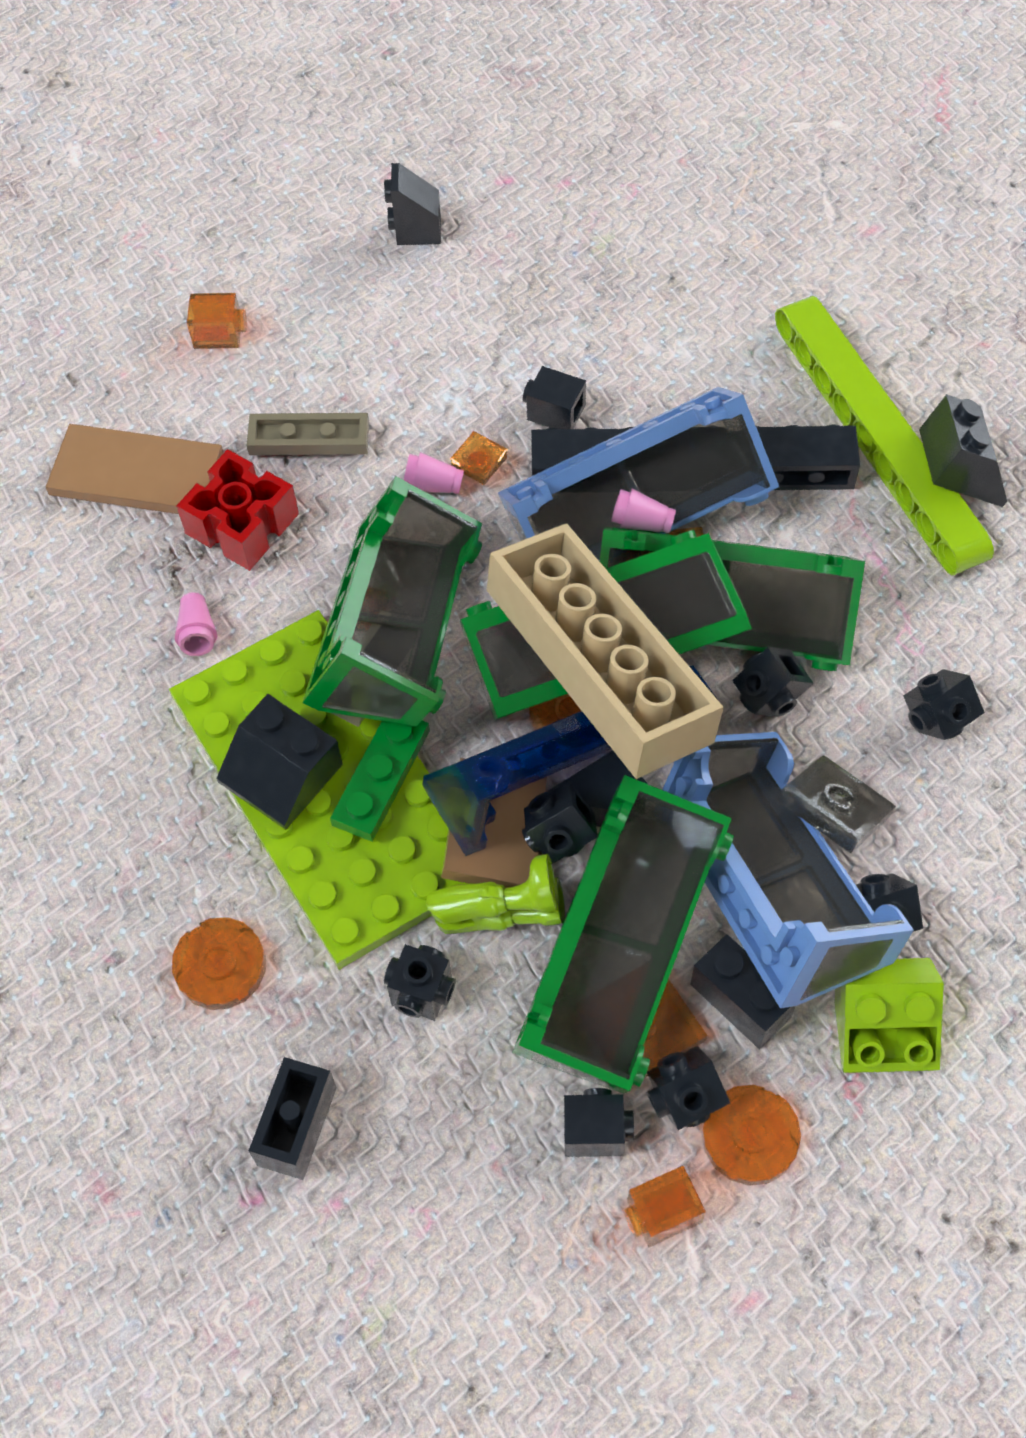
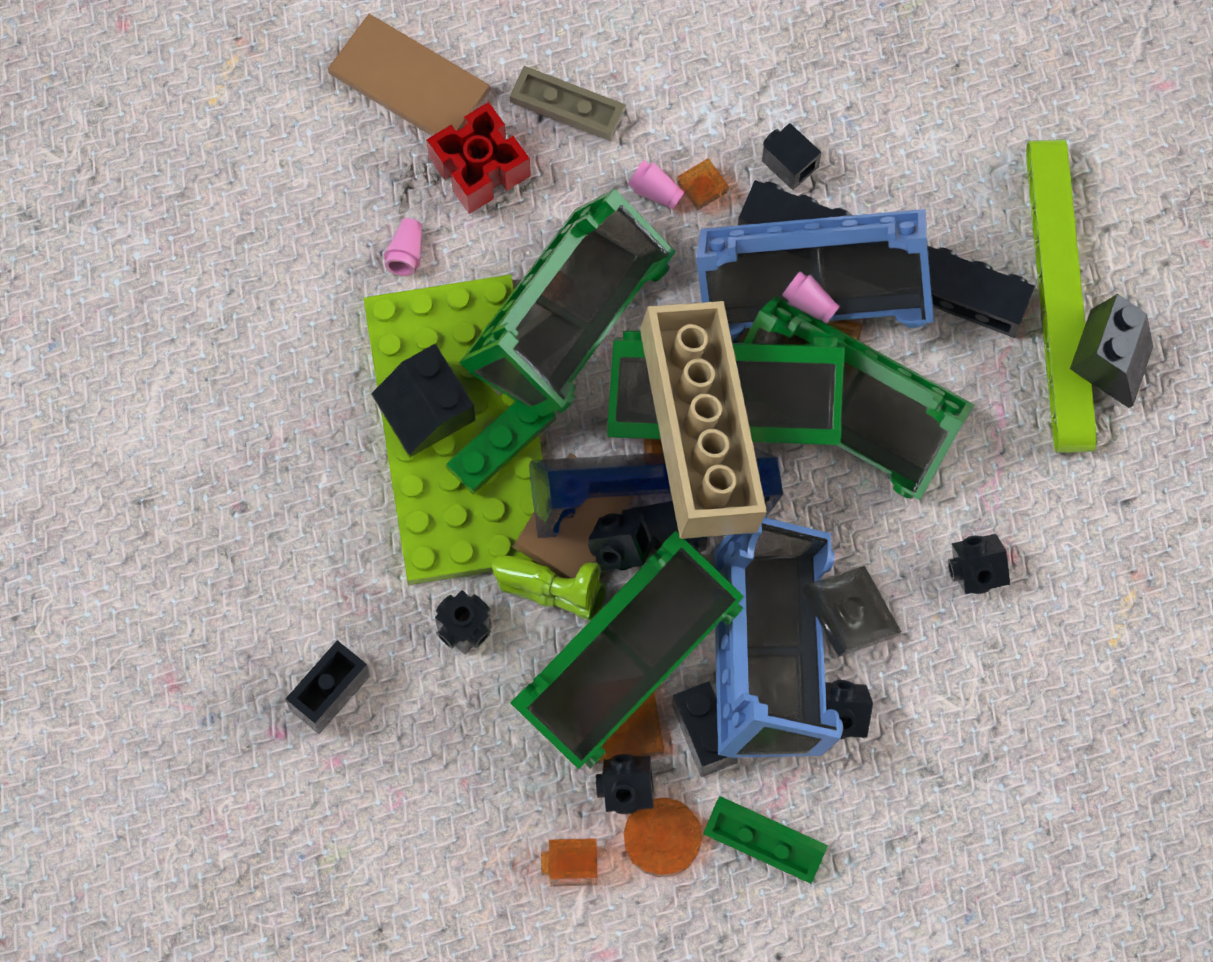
camera: 20 degrees right, 10 degrees up
(219, 963) = (319, 543): clear orange tile -> none
(596, 1124) = (549, 782): black brick -> none
(772, 682) = (850, 489): black brick -> none
(869, 1088) = (765, 839): none -> green plate
(891, 1018) = (810, 793): lime slope -> none

